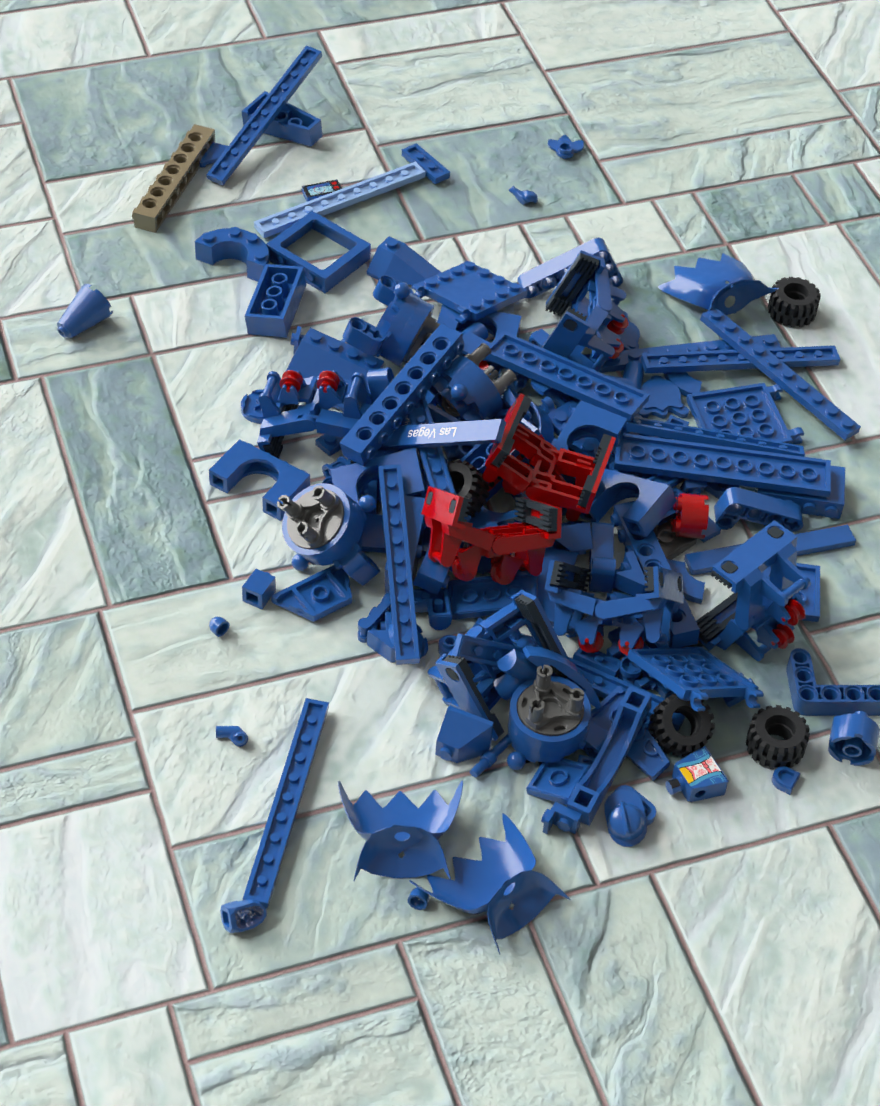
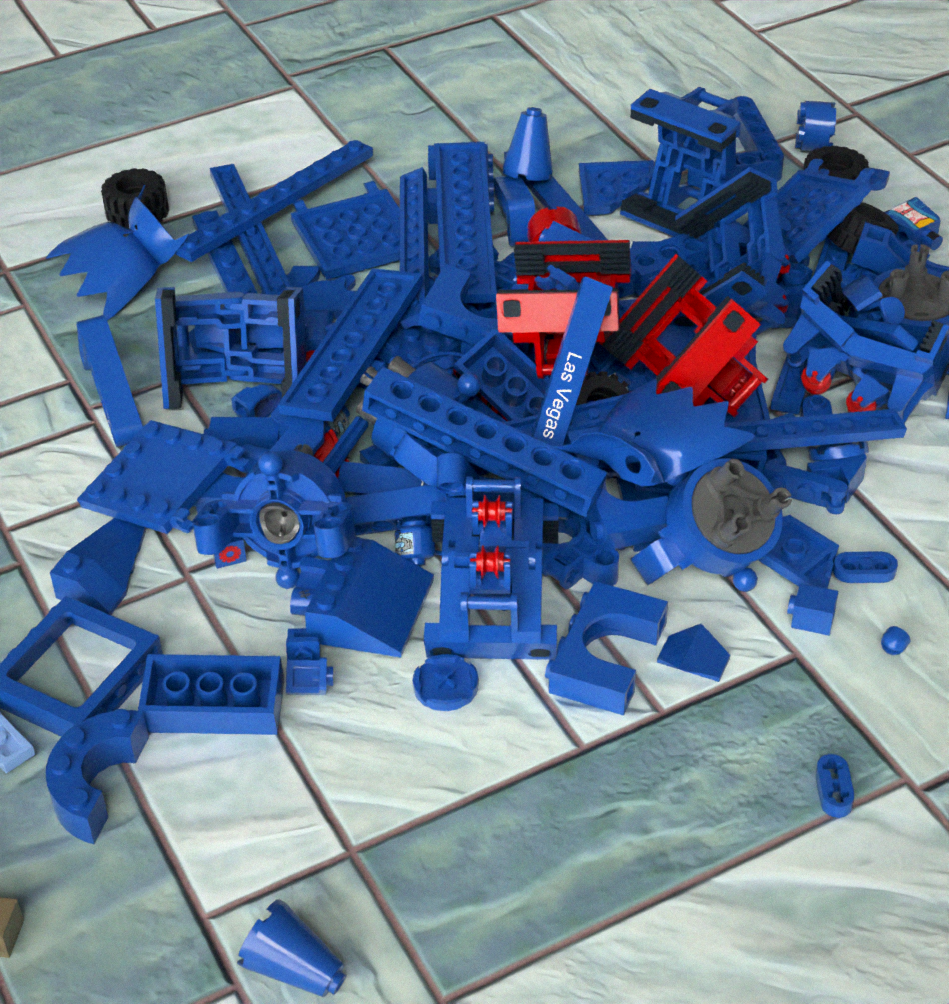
camera: 95 degrees left, 5 degrees down
(114, 565) = (841, 784): none -> blue beam
(237, 520) = (695, 652): none -> blue slope
(278, 343) = (308, 677): none -> blue bracket
(290, 630) = (865, 567): none -> blue plate
(375, 475) = (672, 435): none -> blue piece
(564, 461) = (557, 280): none -> blue plate
(811, 517) = (530, 148): none -> blue cone

